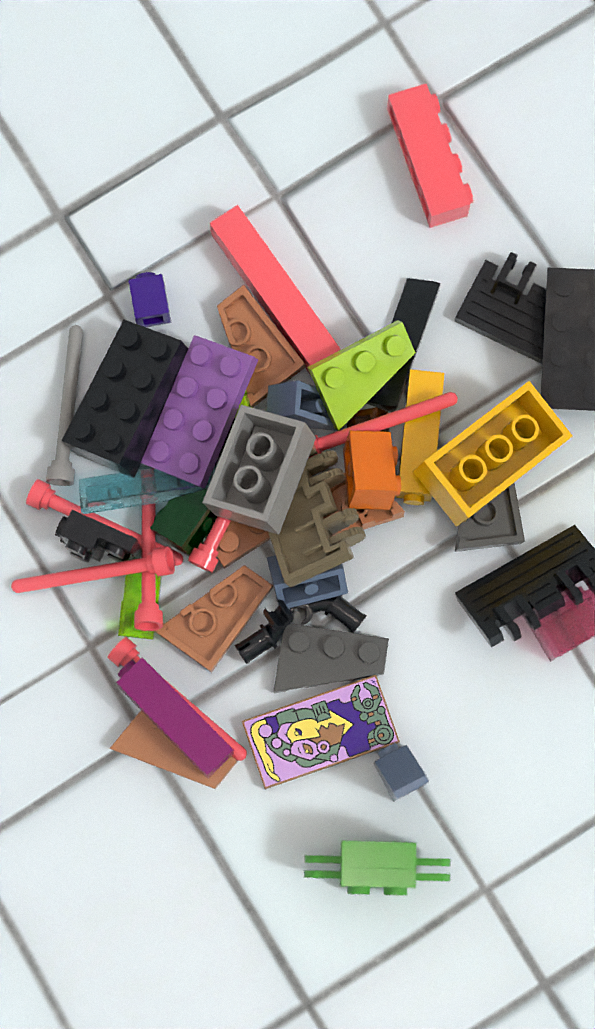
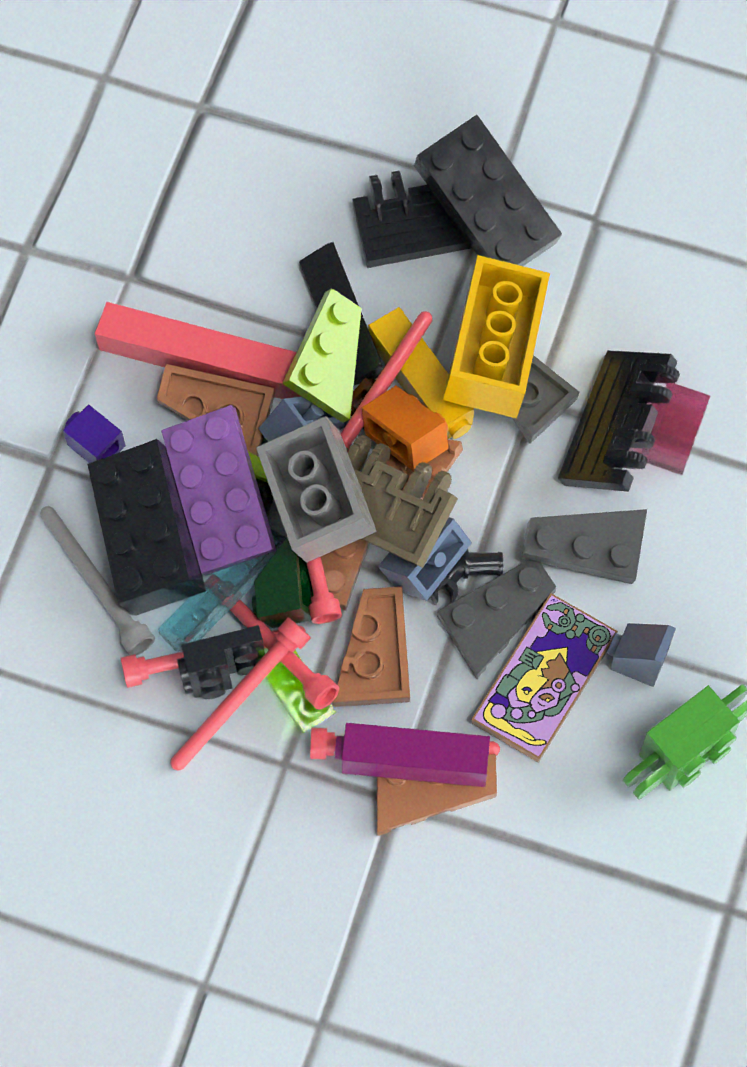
camera: 40 degrees left, 10 degrees down
(267, 635) = (433, 630): black piece -> none
(429, 155) = (234, 151): coral brick -> none
(434, 660) = (588, 543): none -> dark grey wing

